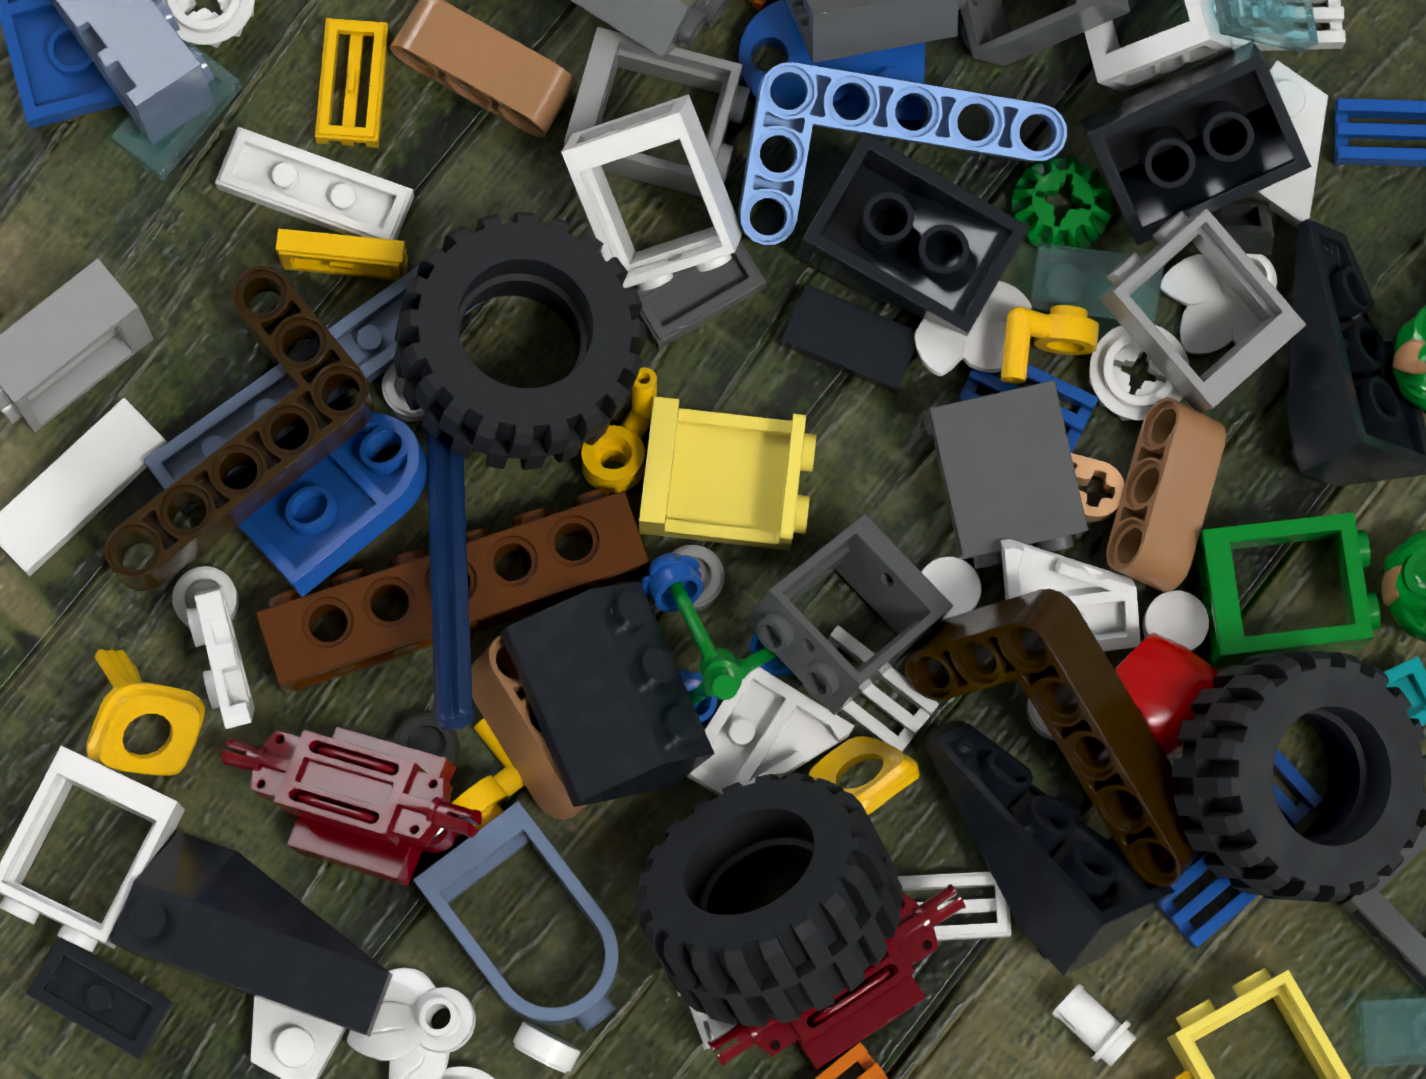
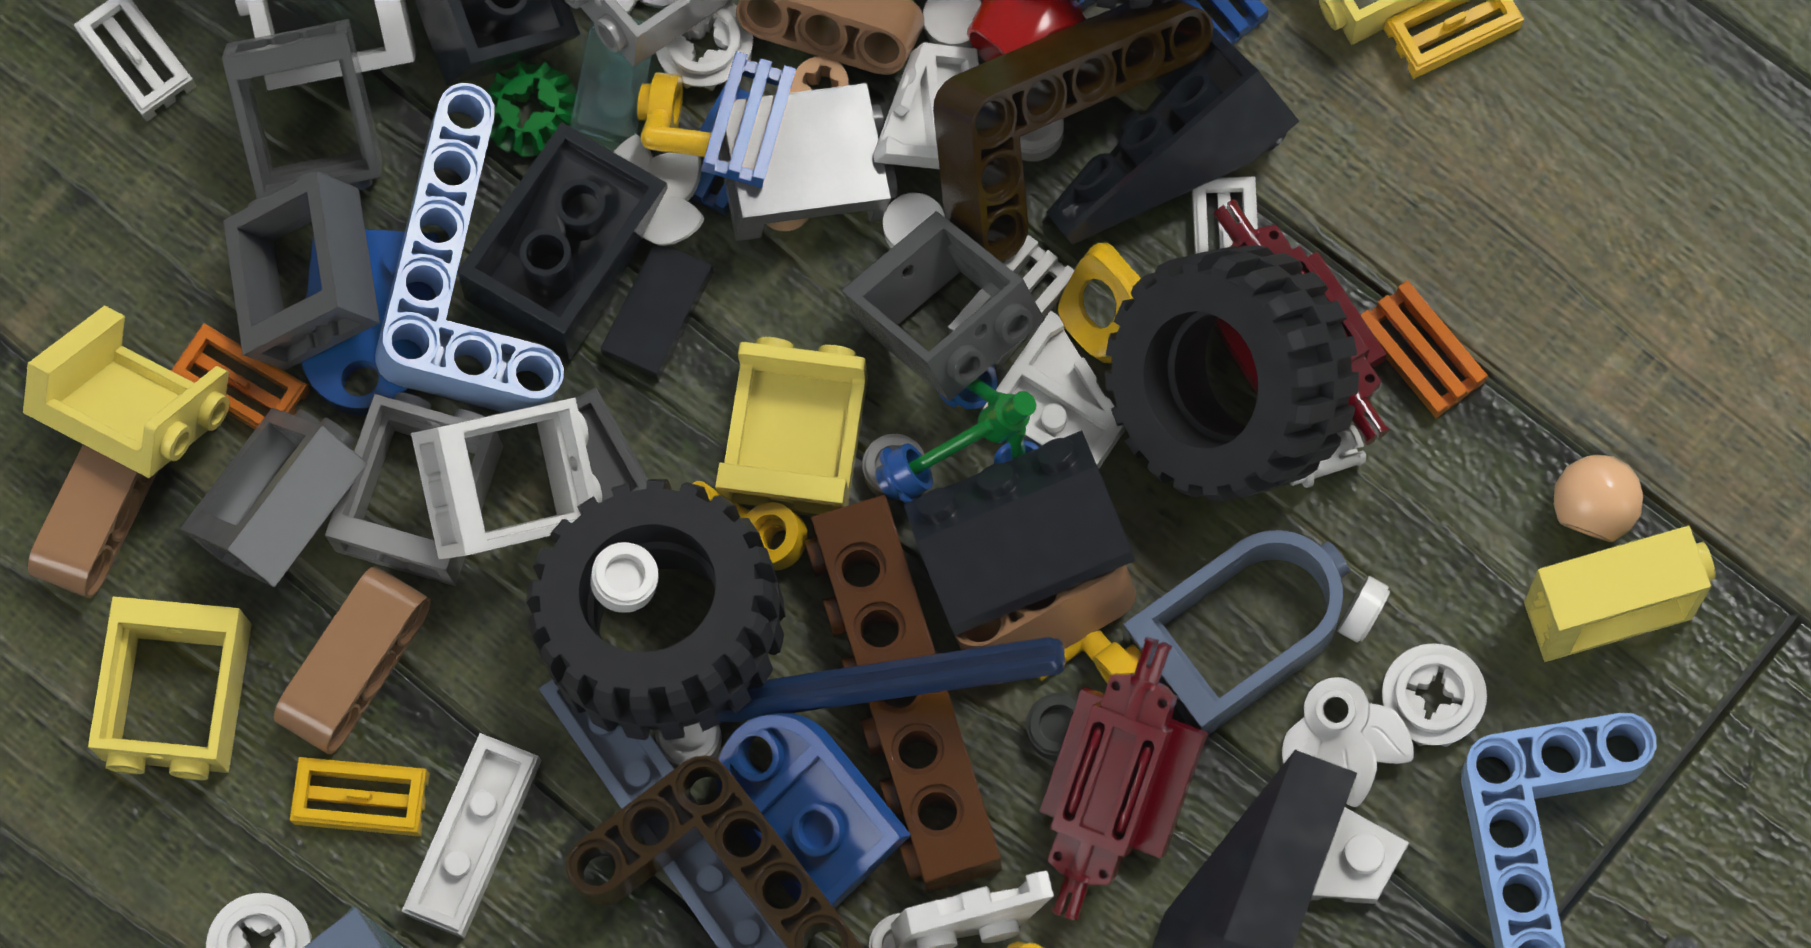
camera: 75 degrees left, 5 degrees down
(341, 254) = (547, 802): yellow tile -> none
(532, 299) = (624, 577): none -> white tile
(1086, 420) = (762, 74): none -> tile
(1094, 1025) = (1352, 94): white pin -> none

